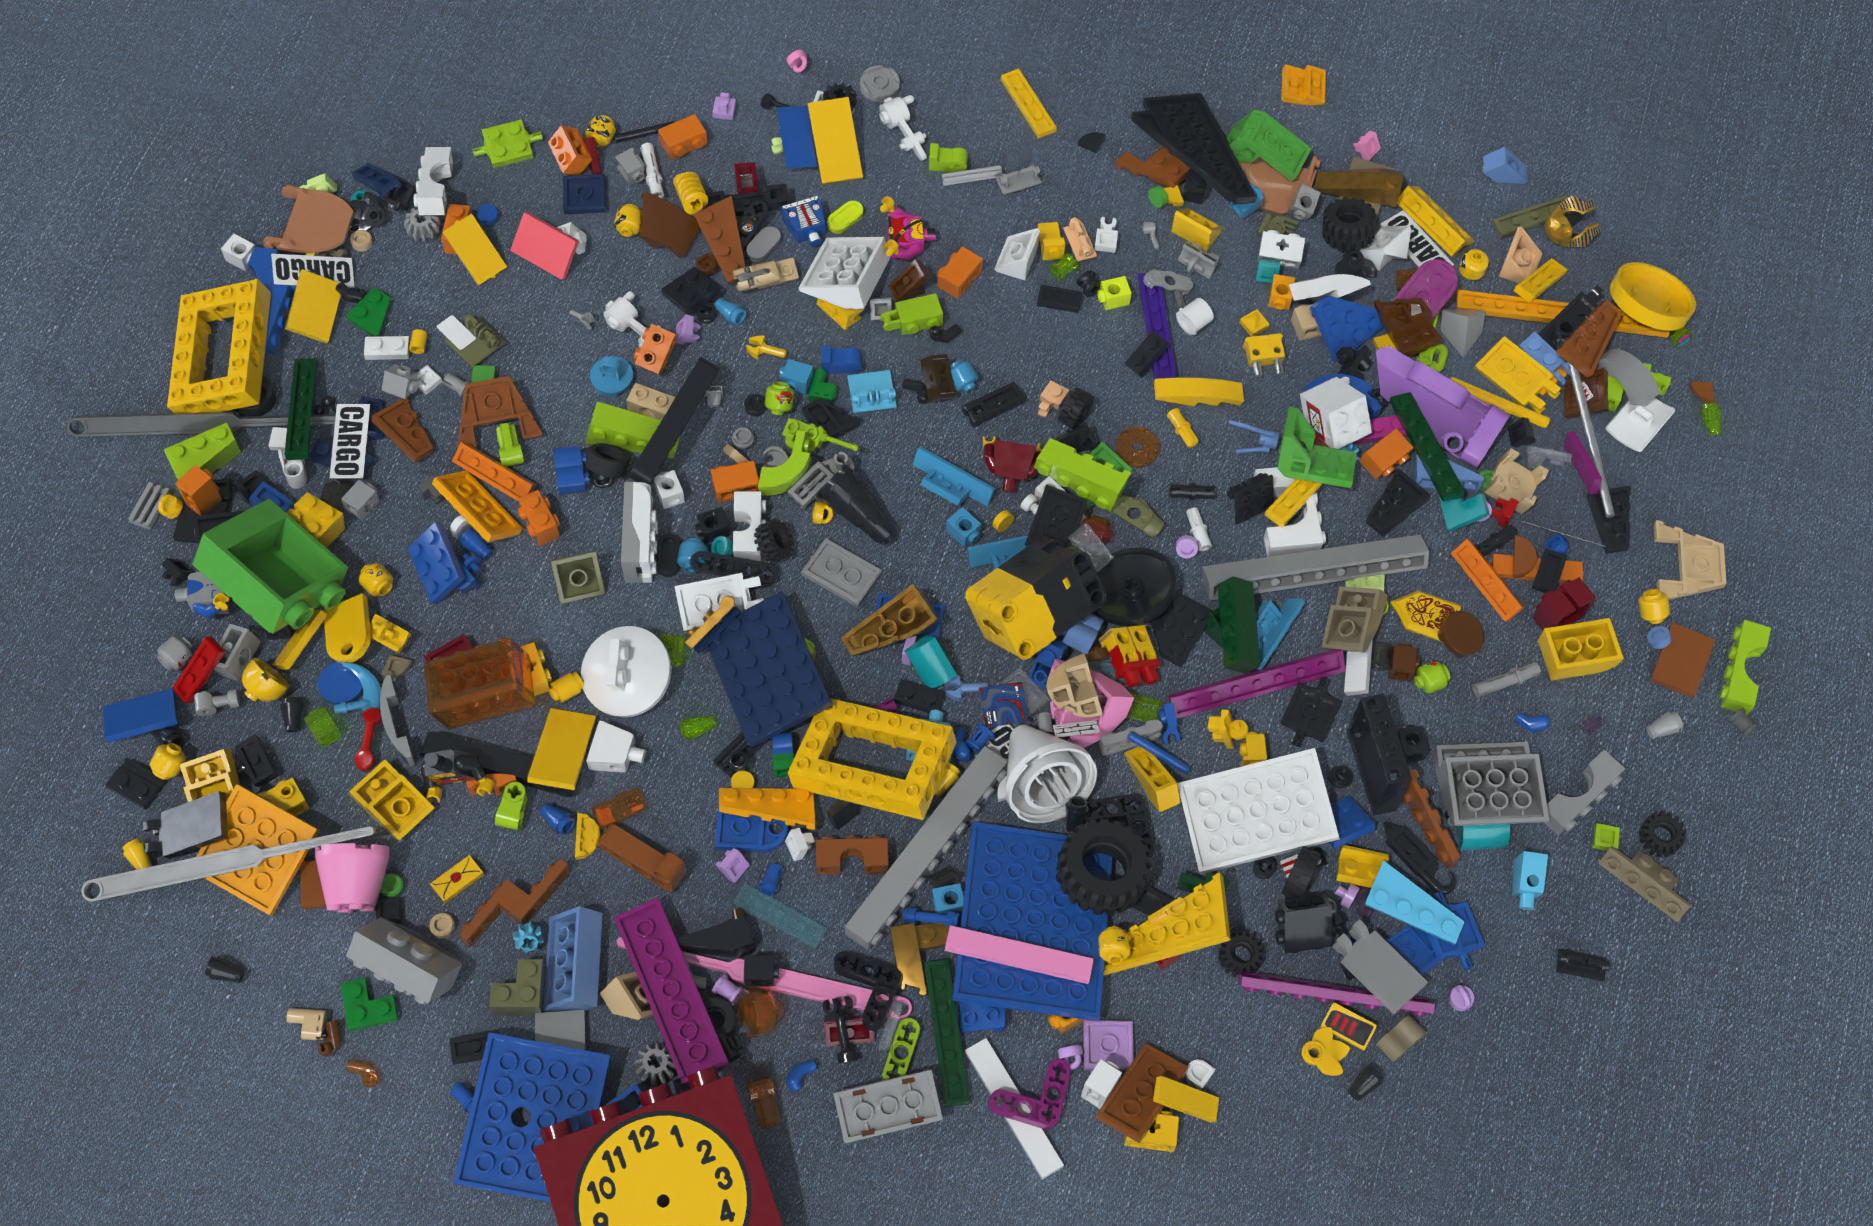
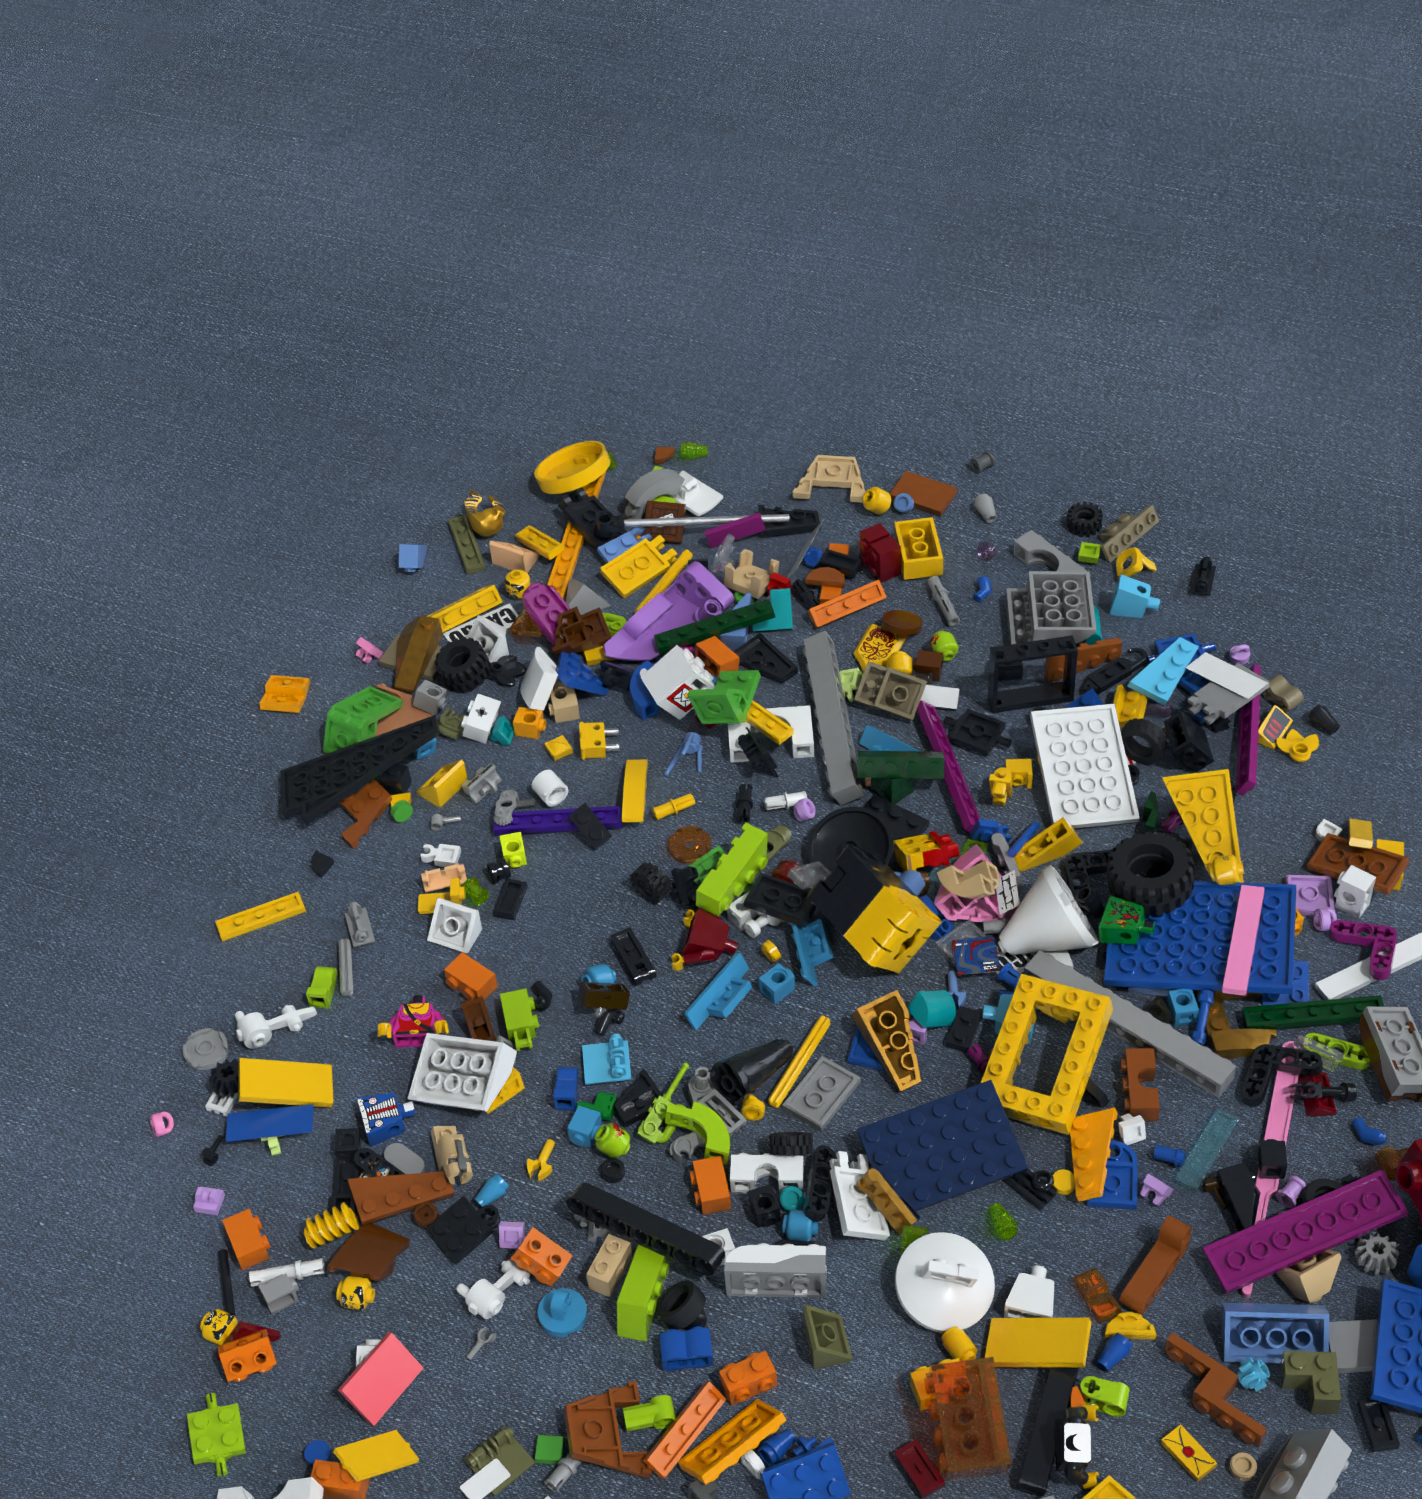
camera: 80 degrees left, 15 degrees down
(584, 194) = (304, 1347): dark blue tile -> none
(734, 454) = (676, 1186): tan tile -> none
(742, 438) = (655, 1180): light grey plate -> none
(746, 178) = (316, 1173): dark red window -> none
(758, 1012) = (1315, 1160): clear orange cylinder -> none
(782, 754) = (1036, 1143): leg -> none
(845, 217) = (378, 1081): neon yellow tile -> none
(876, 552) = (799, 1061): none -> yellow axle
(1042, 839) = (1123, 922): none -> green torso
(1052, 396) = (628, 908): light nougat plate -> none
(1347, 895) = (1155, 715): lavender tile -> none
(1396, 632) = (900, 661): none -> yellow head
(1404, 967) = (1227, 675): none -> white sticker
(1587, 343) = (621, 505): dark orange wing -> none
(1598, 885) = (1137, 562): none -> yellow piece
(1739, 689) = (950, 461): lime arch -> none

